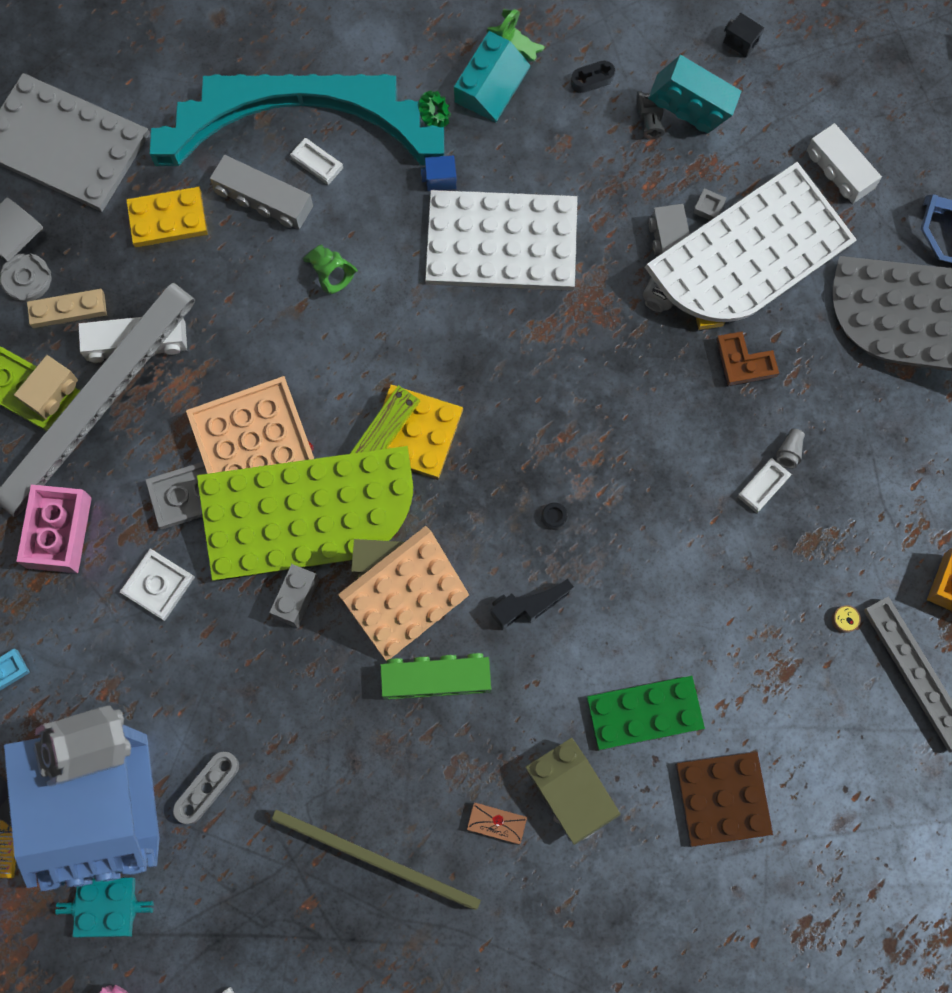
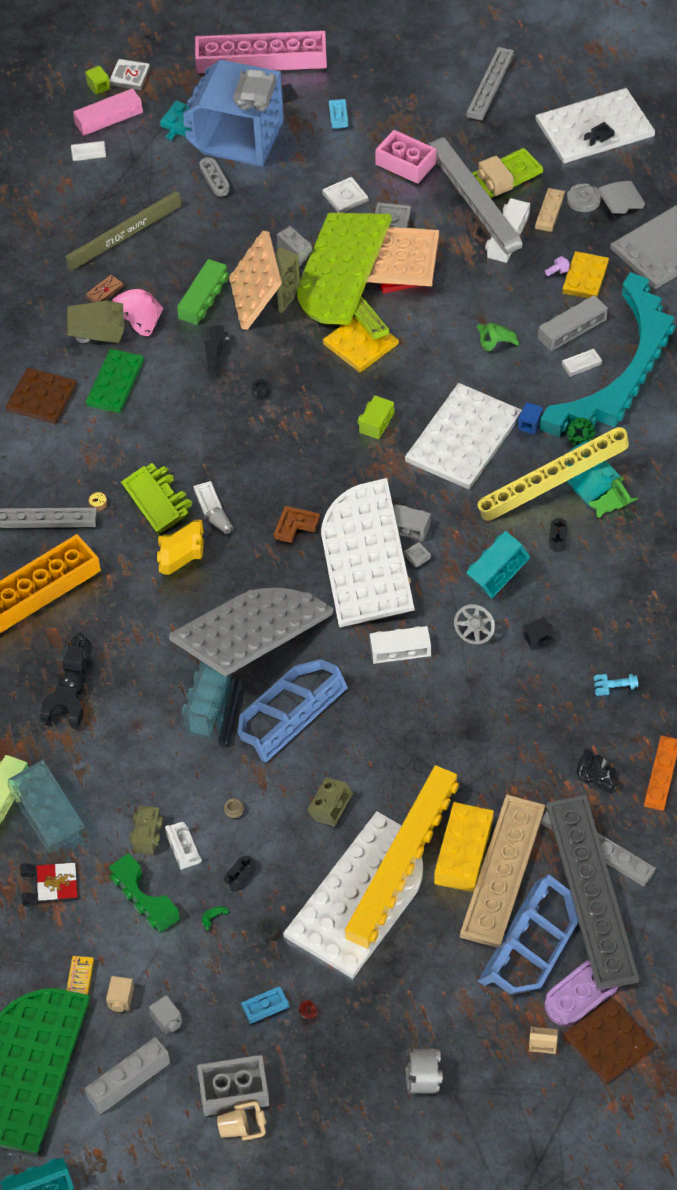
camera: 120 degrees right, 20 degrees down
(168, 245) = (561, 265): none -> lavender plate
(508, 747) = (140, 309): none -> bright pink piece
(523, 84) = (549, 481): none -> light yellow beam
(533, 346) = (376, 417): none -> lime brick
(768, 97) = (475, 622): none -> light grey wheel
(808, 544) = (156, 498): none -> lime hinge
(870, 462) = (180, 547): none -> yellow brick

